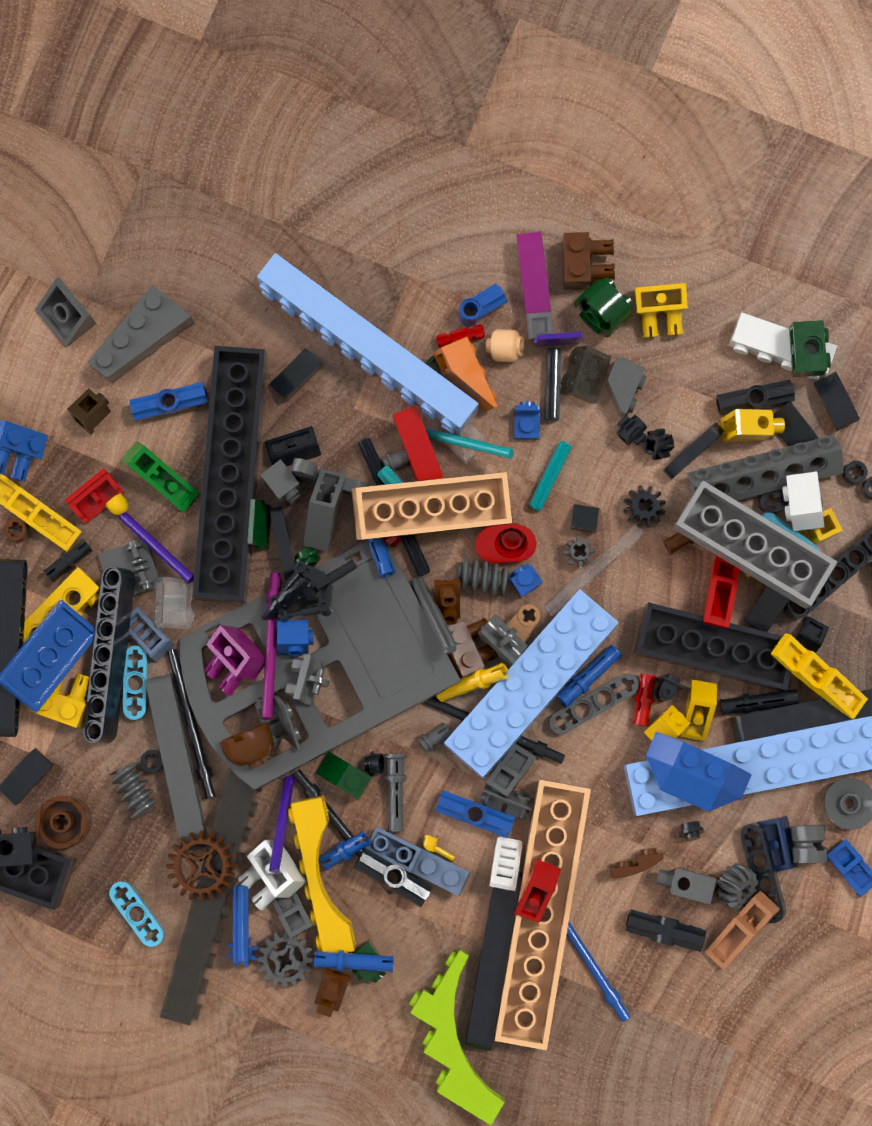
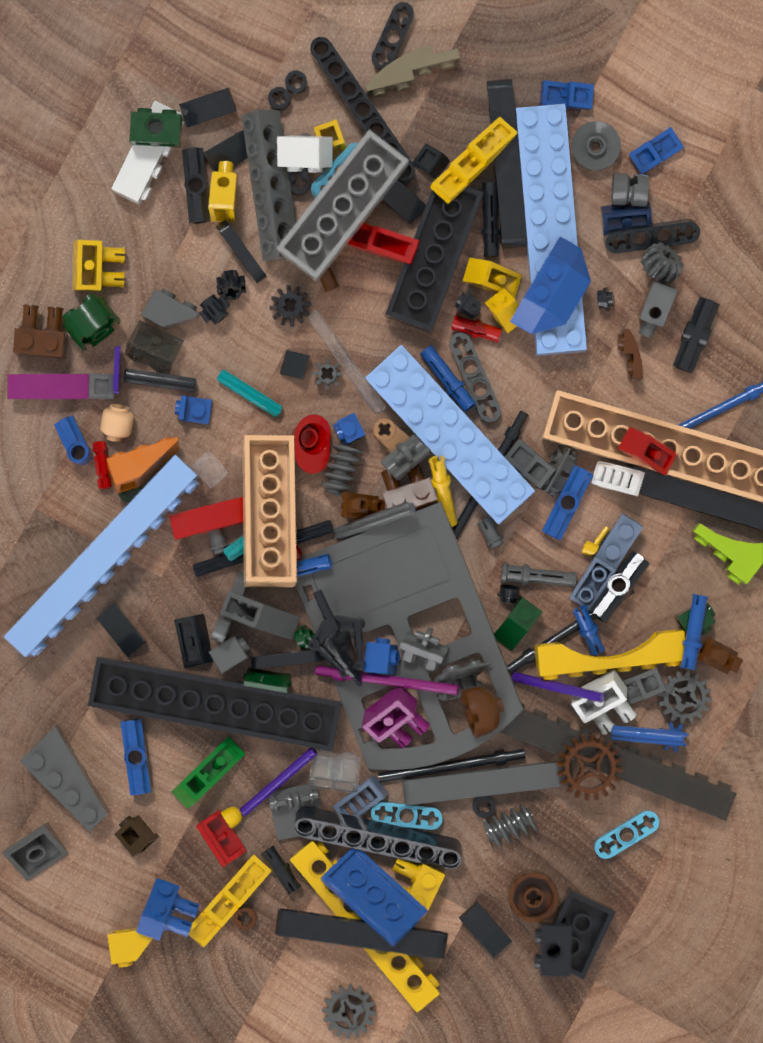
camera: 85 degrees left, 5 degrees up
(470, 443) = (211, 467): teal bar -> none
(742, 930) = (703, 262): nougat slope -> none

